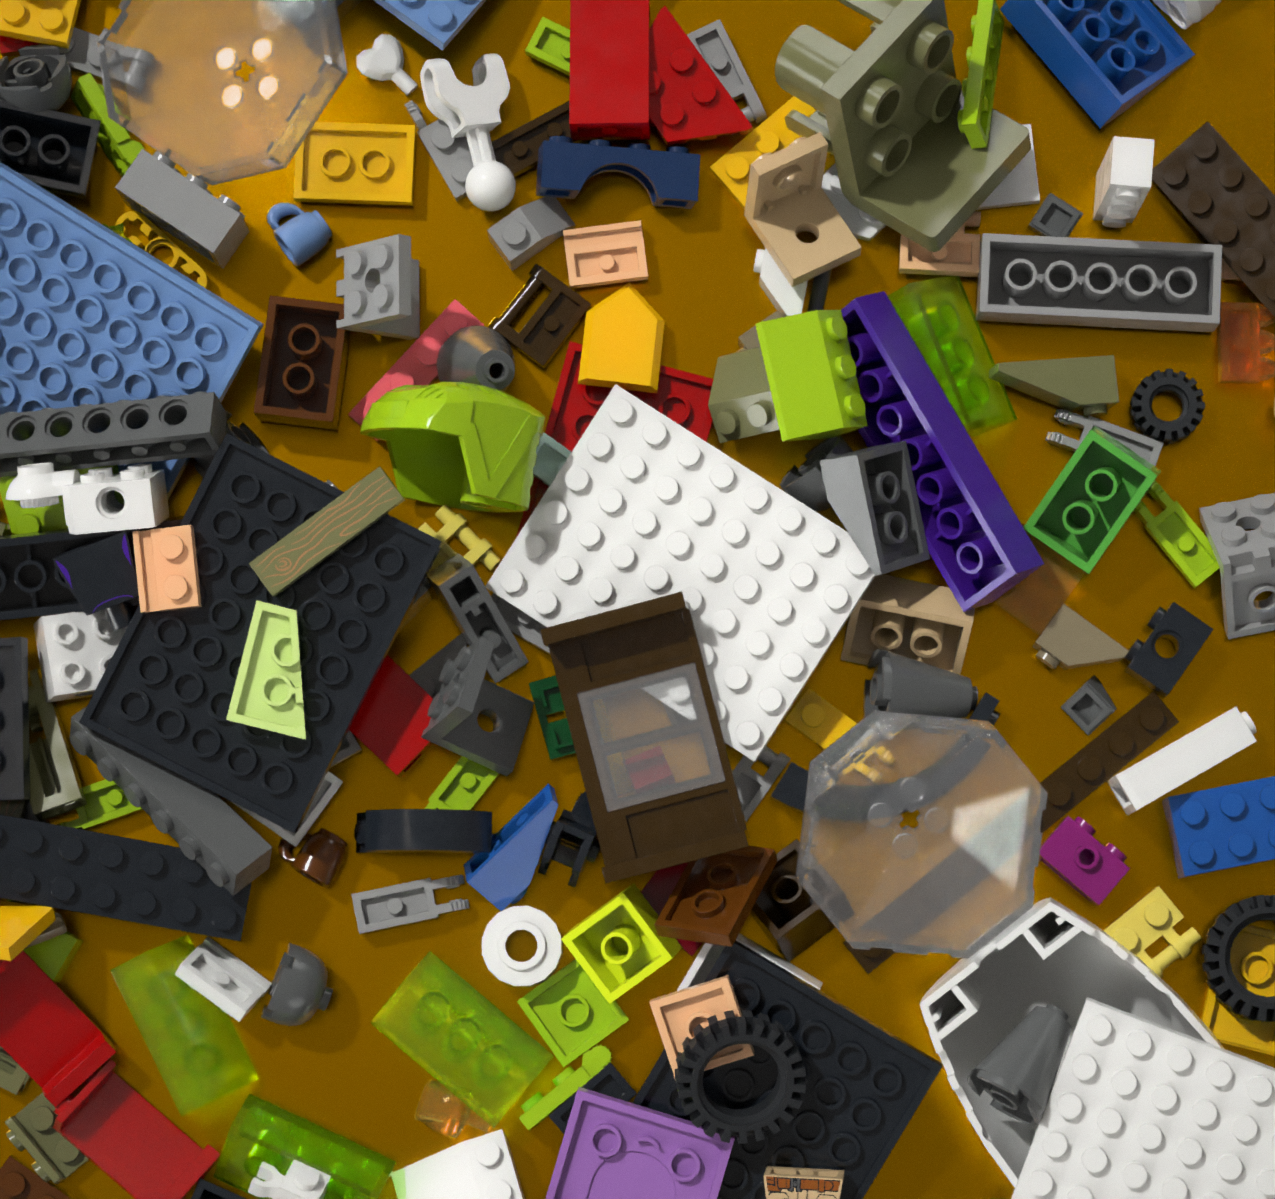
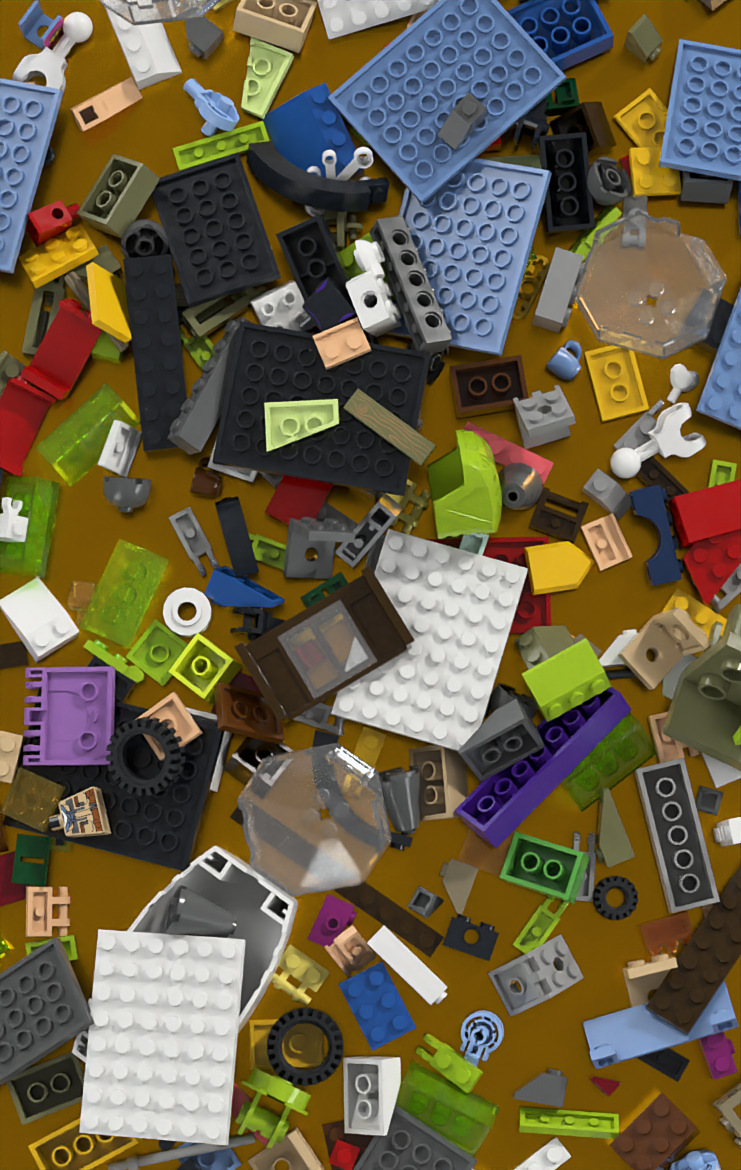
camera: 65 degrees right, 0 degrees up
(1136, 842) = (350, 951): none -> light nougat plate

